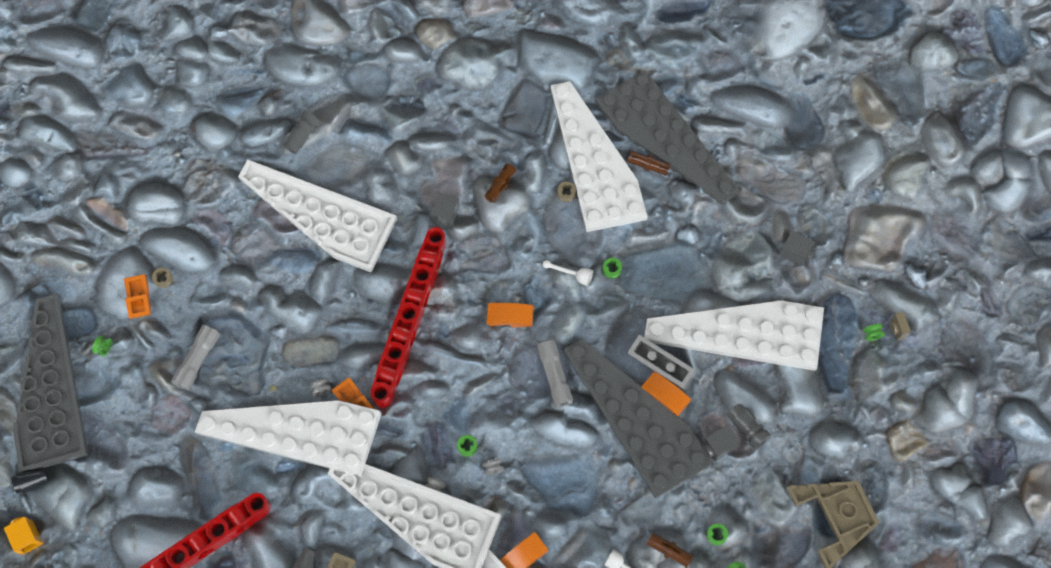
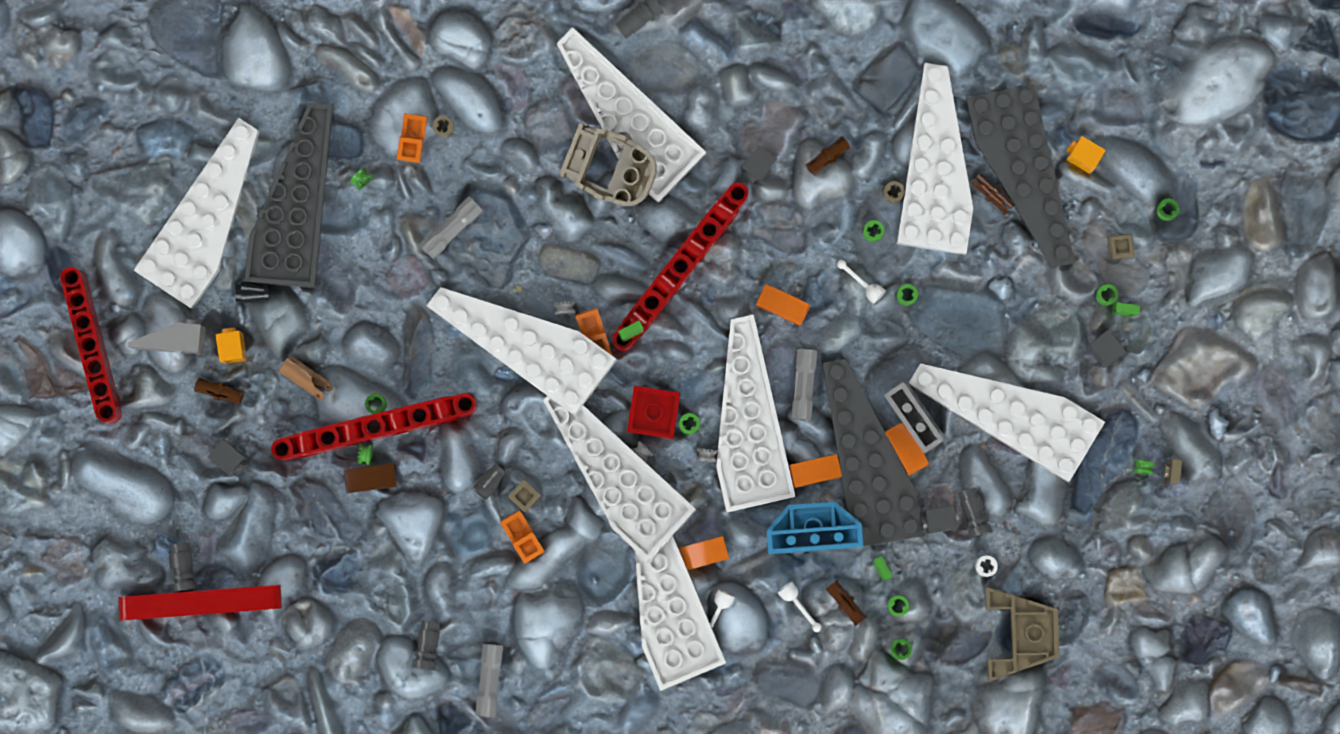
camera: 20 degrees right, 15 degrees up
(100, 537) = (304, 377): none -> medium nougat piece
(170, 532) = (372, 397): none -> bright green bush
(339, 254) = (631, 177): none -> dark tan slope
(384, 380) = (631, 331): none -> bright green tile
(431, 447) = (653, 412): none -> red plate
(528, 443) = (750, 444): none -> white wing
(562, 221) = (877, 237): none -> bright green bush
(594, 443) = (815, 471): none -> orange slope
(614, 493) = (813, 529): none -> dark azure wedge
(688, 505) = (882, 568): none -> bright green tile
(709, 106) = (1084, 154): none -> light orange brick
(771, 166) = (1121, 246): none -> dark tan tile
(772, 211) = (1110, 301): none -> bright green bush
(774, 473) = (992, 562): none -> white bush
(794, 118) = (1162, 204): none -> bright green bush
(798, 211) = (1125, 309): none -> bright green tile

